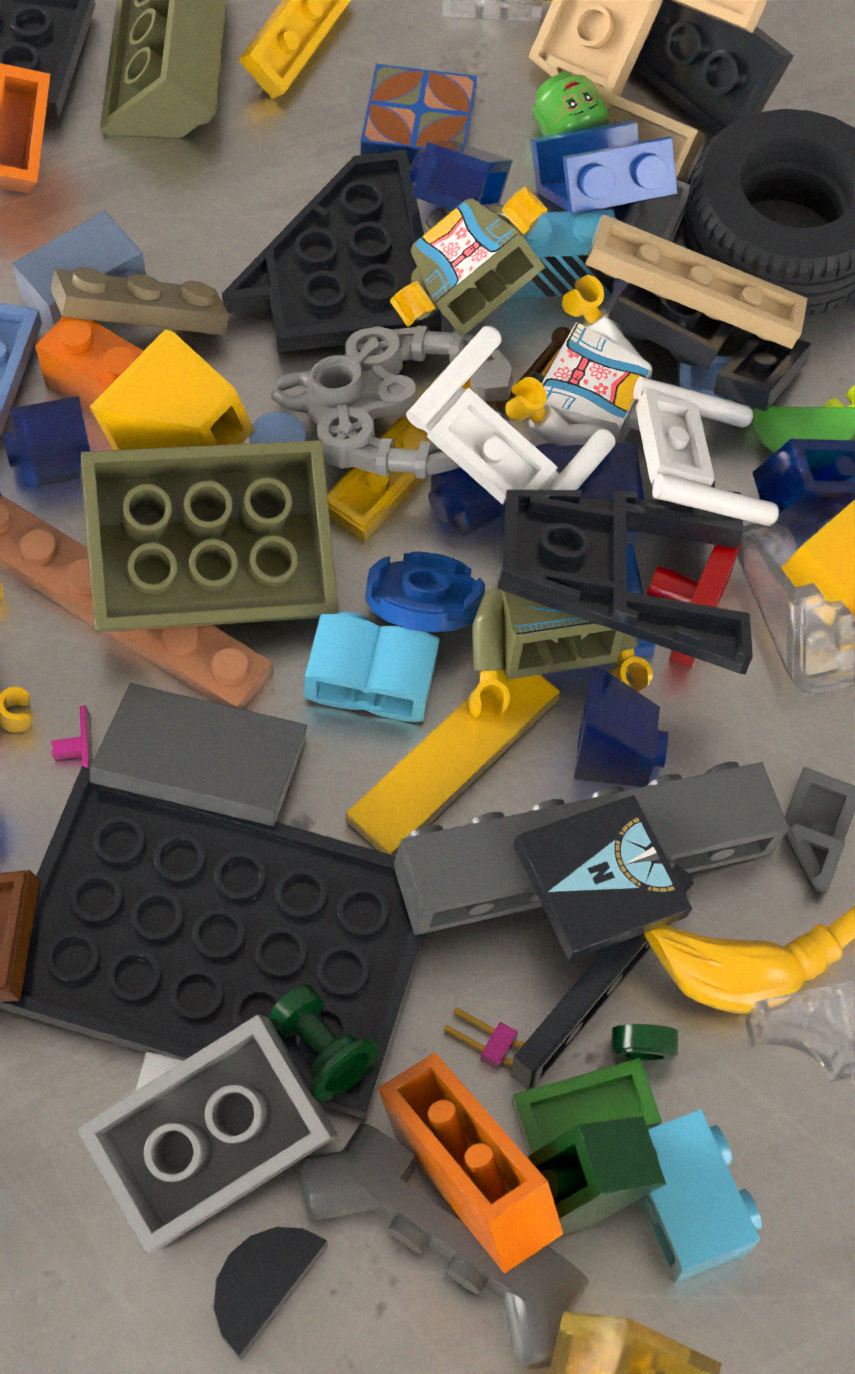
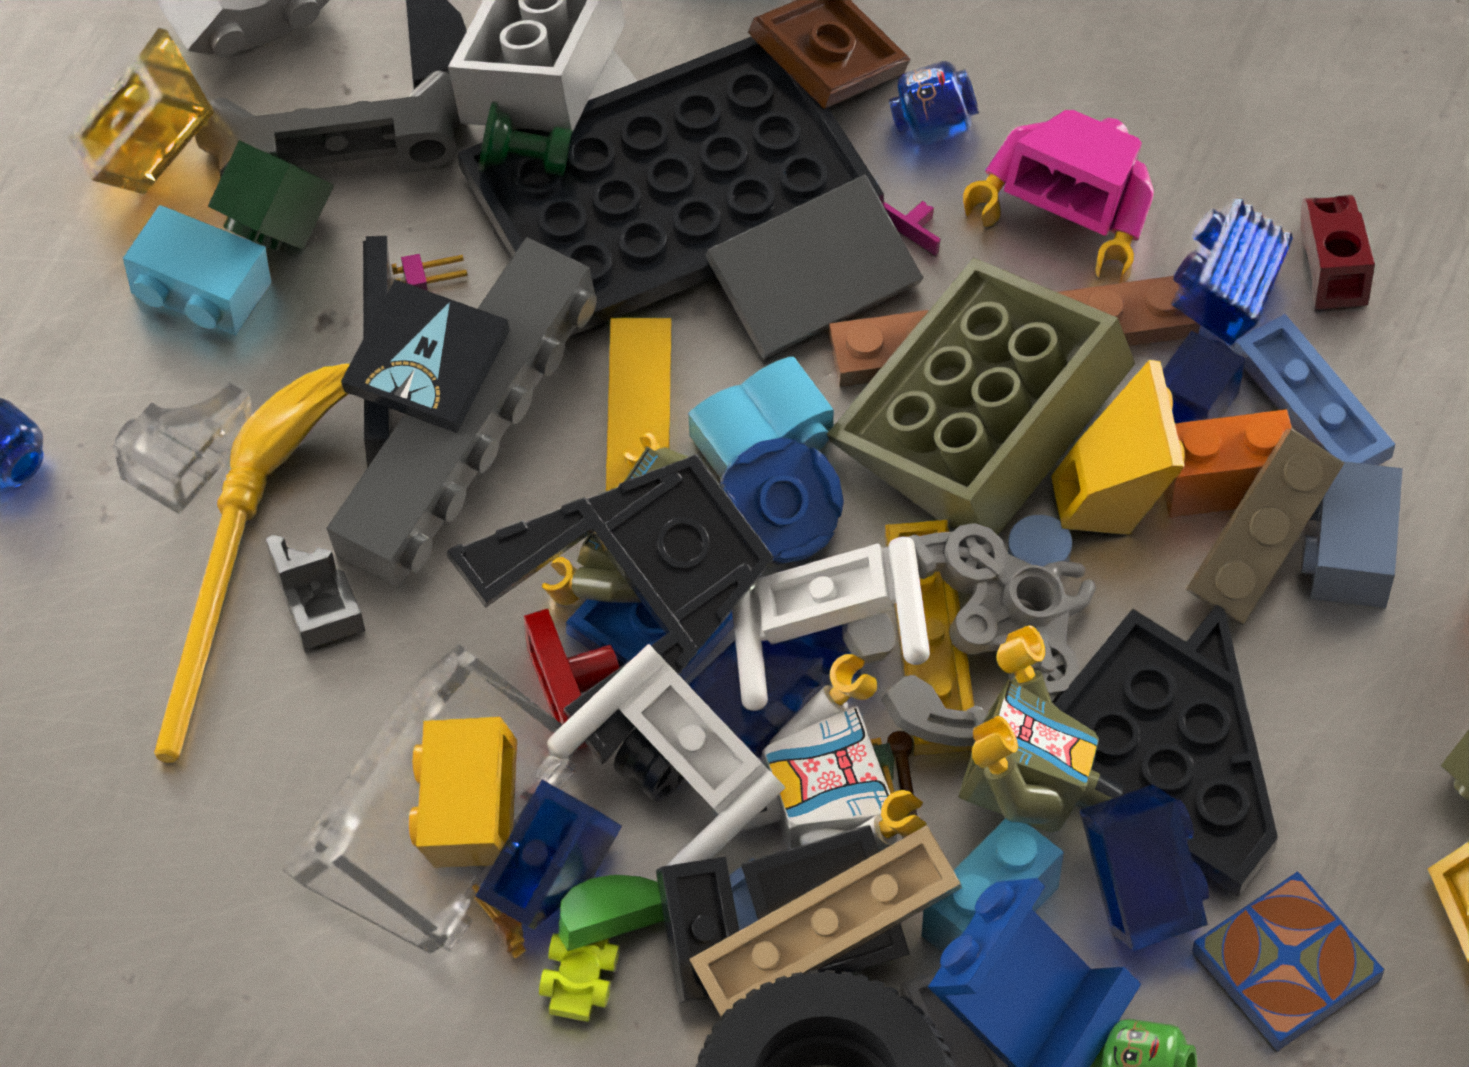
camera: 140 degrees right, 5 degrees down
(471, 1162) = (354, 144): orange brick -> none
(586, 1098) = (313, 281): bright green tile -> none
(618, 734) = (520, 486): clear blue slope -> none
(645, 1042) = (310, 337): dark green tile -> none

